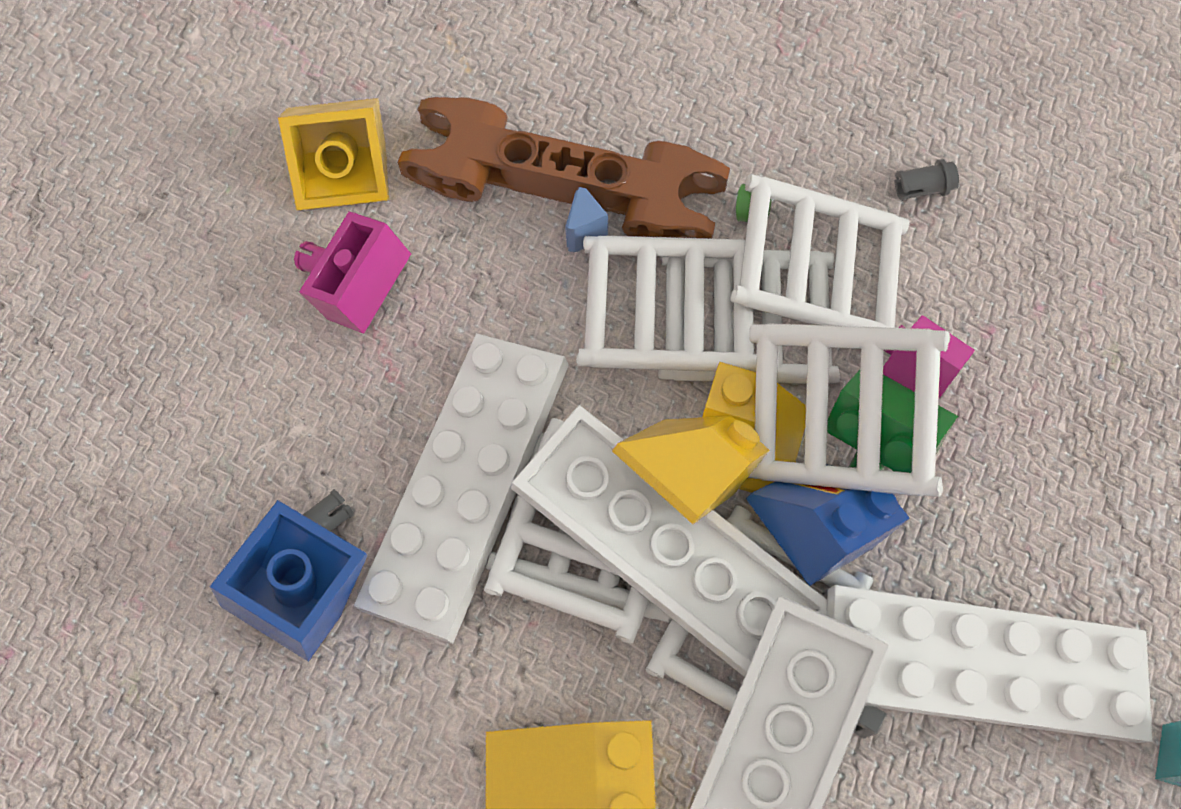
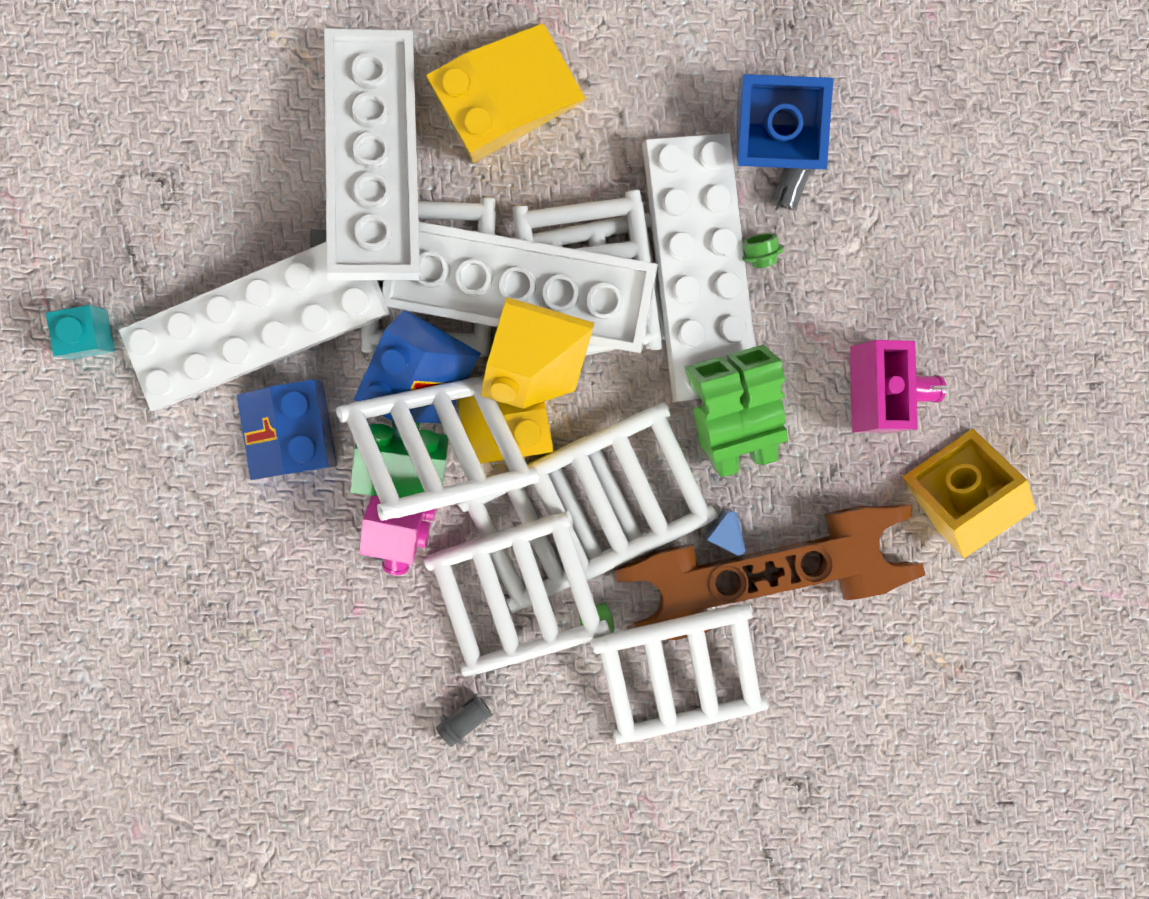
camera: 145 degrees right, 20 degrees up
(392, 467) = (762, 249): none -> bright green plate
(504, 319) = (736, 421): none -> bright green hips
(711, 149) = (651, 637): none -> white bar
(994, 532) = (286, 429): none -> blue slope

